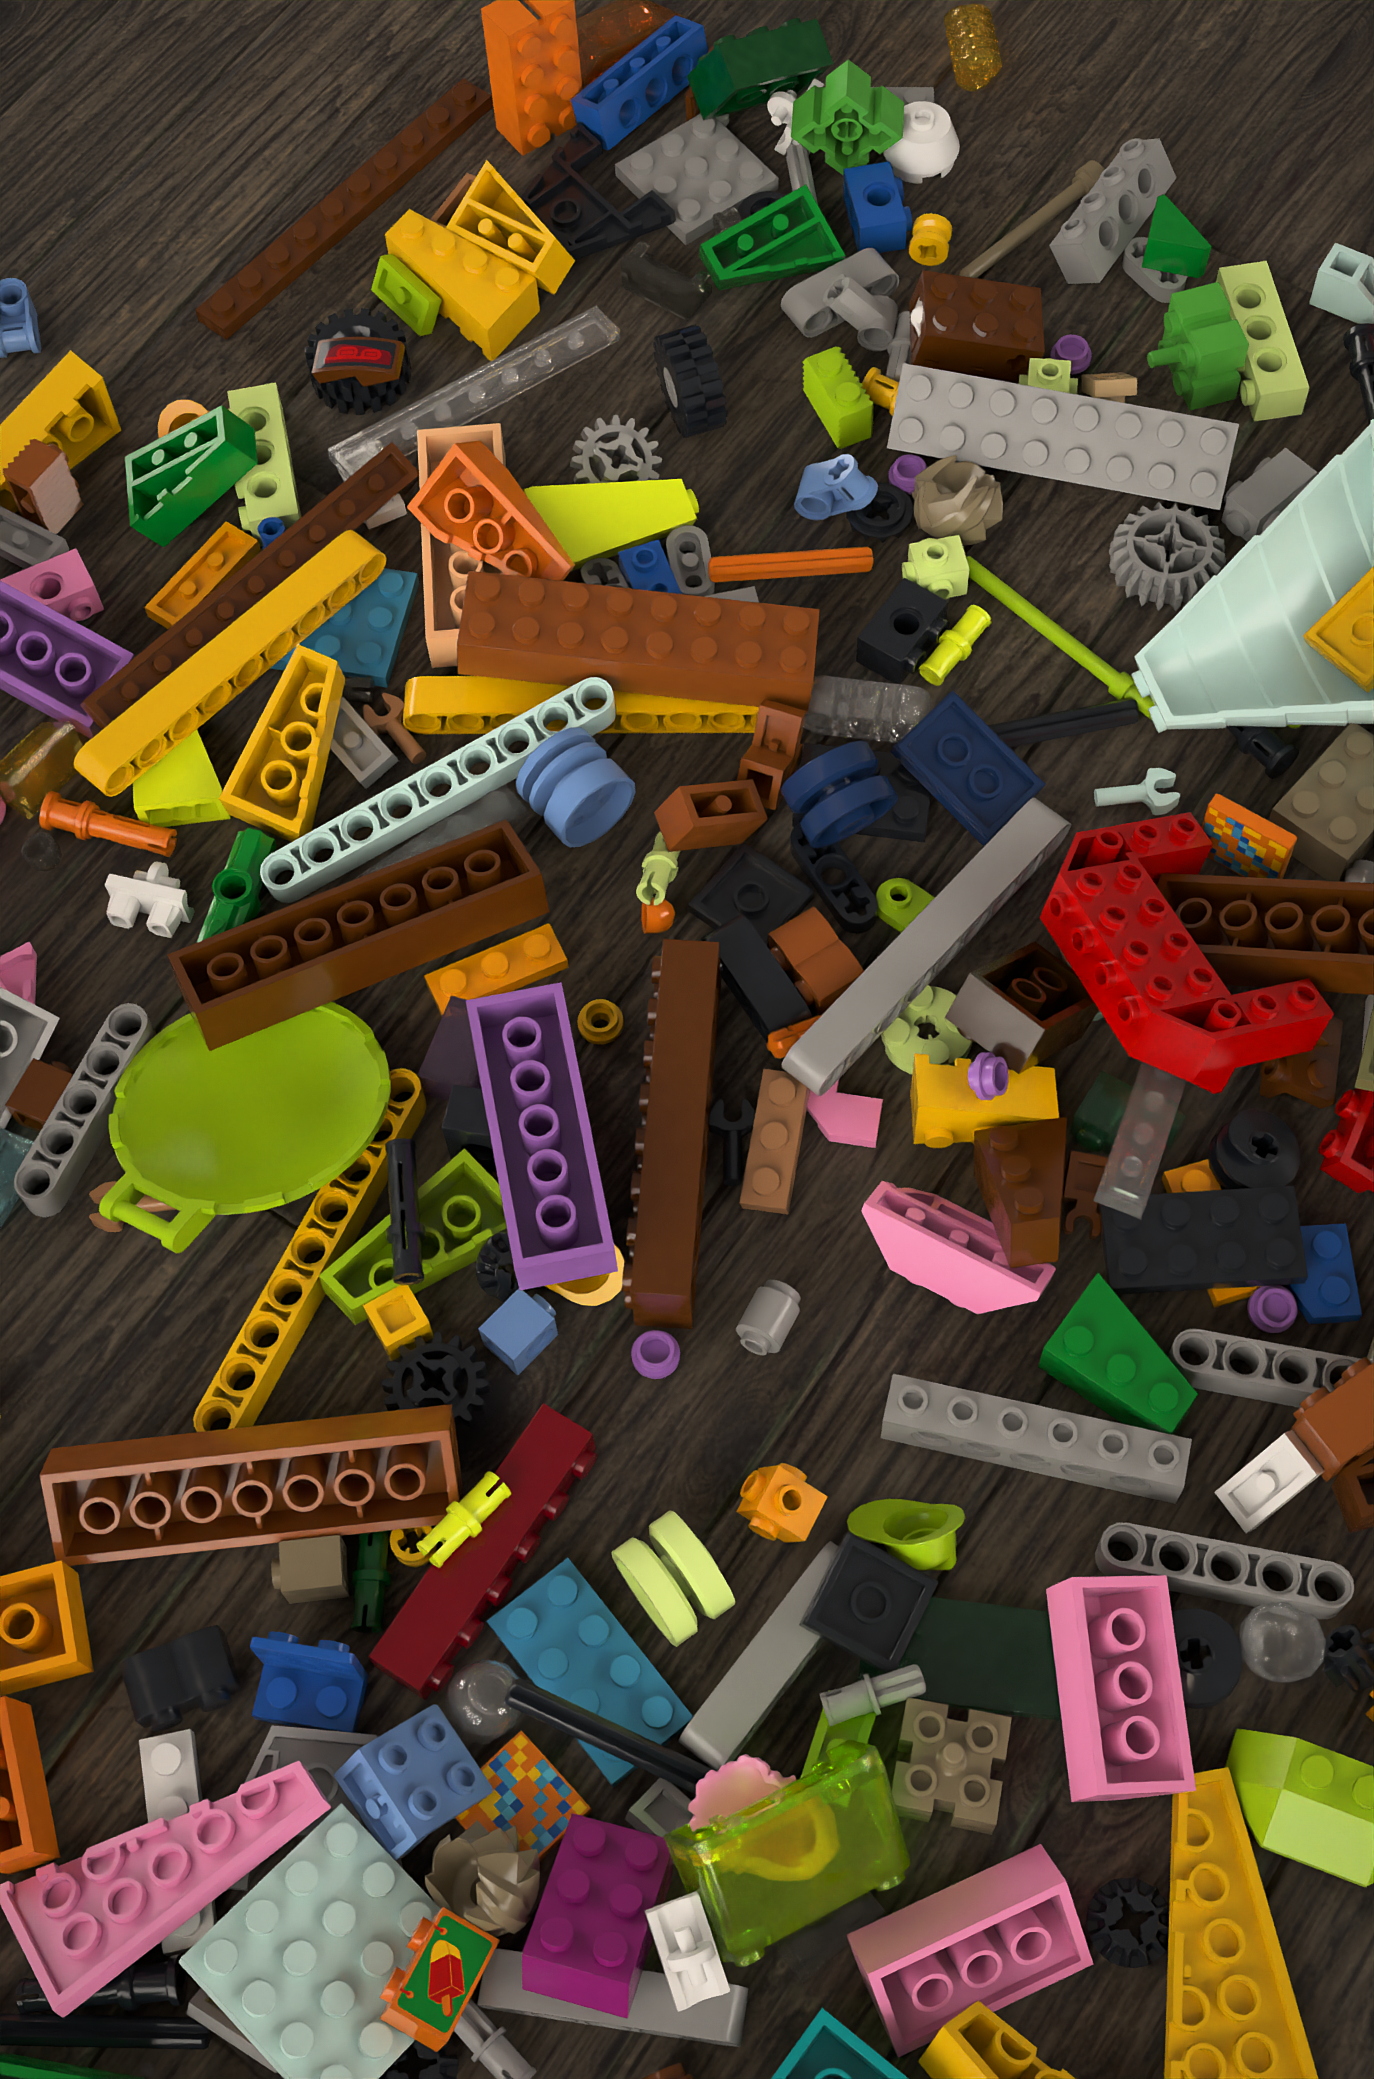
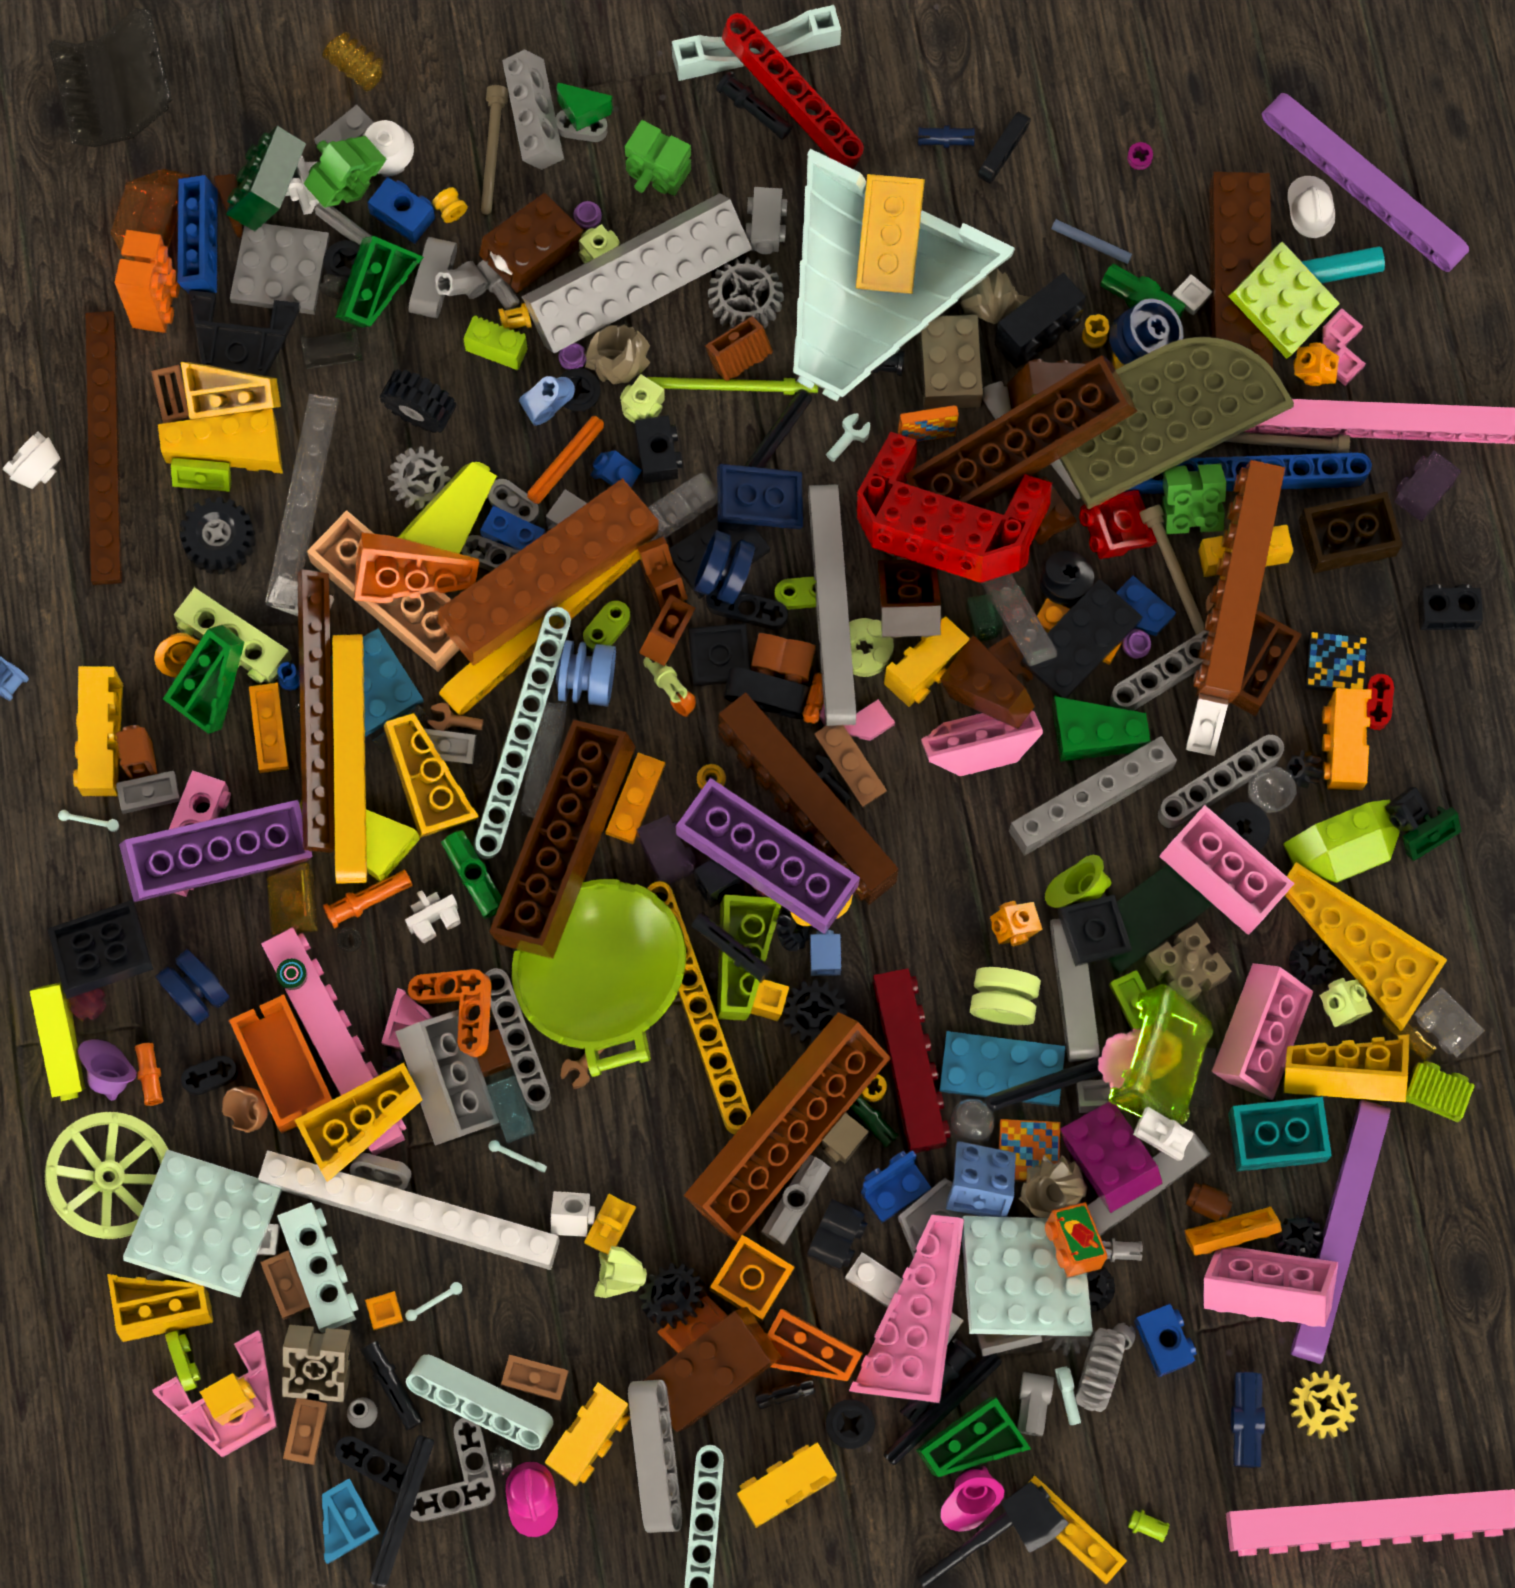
camera: 50 degrees left, 10 degrees up
(39, 1047) = (468, 999): none -> orange beam
(149, 1593) = (786, 1216): none -> light grey piece
(260, 157) = (33, 462): none -> white cone
(366, 358) = (230, 537): slope -> none
(464, 1519) = (895, 1054): neon yellow pin -> none
(655, 1354) = (893, 909): medium lavender plate -> none
(658, 770) = (607, 625): none -> lime plate
(769, 1317) = (928, 847): light grey brick -> none
(837, 620) = (613, 467): none -> blue bracket
(872, 1694) = (1132, 966): light grey axle -> none
(955, 645) = (688, 434): neon yellow pin -> none
(988, 1076) = (928, 648): medium lavender plate -> none
(1101, 599) = (739, 348): none -> dark orange brick
(1109, 386) = (630, 220): tan plate -> none
(1120, 2020) = (1345, 1002): none -> yellowish green brick
(1272, 371) = (649, 98): yellowish green brick -> none

